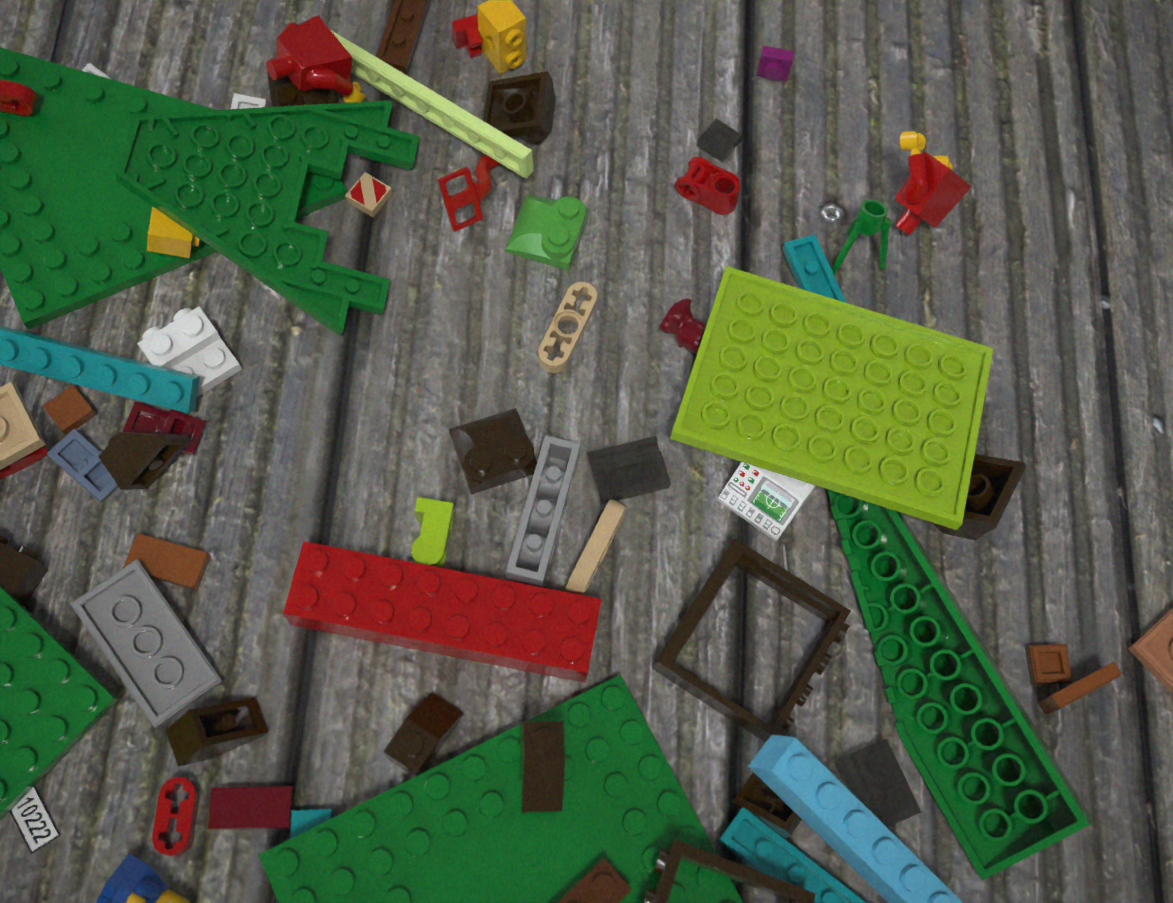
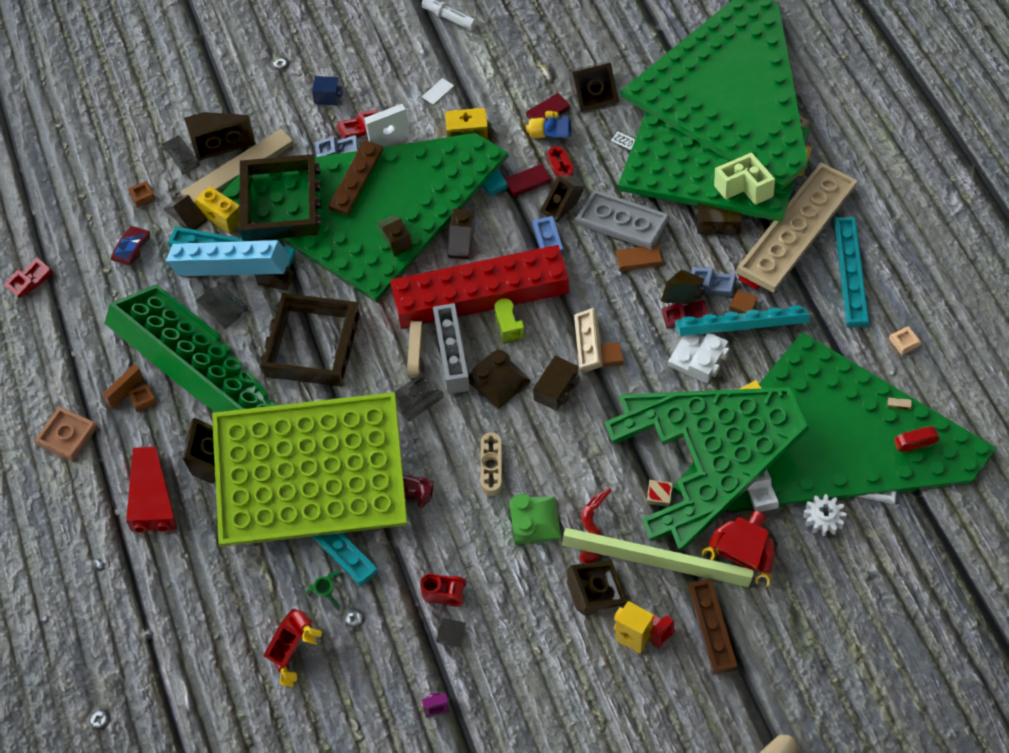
camera: 165 degrees right, 10 degrees down
(187, 74) = (816, 511): none -> white gear
(285, 664) = (546, 232): none -> medium blue plate
(312, 416) = (611, 354): none -> dark orange tile
(330, 449) = (588, 340): none -> tan tile
(416, 397) = (556, 383): none -> dark brown brick
(1071, 486) = (148, 496): none -> red slope

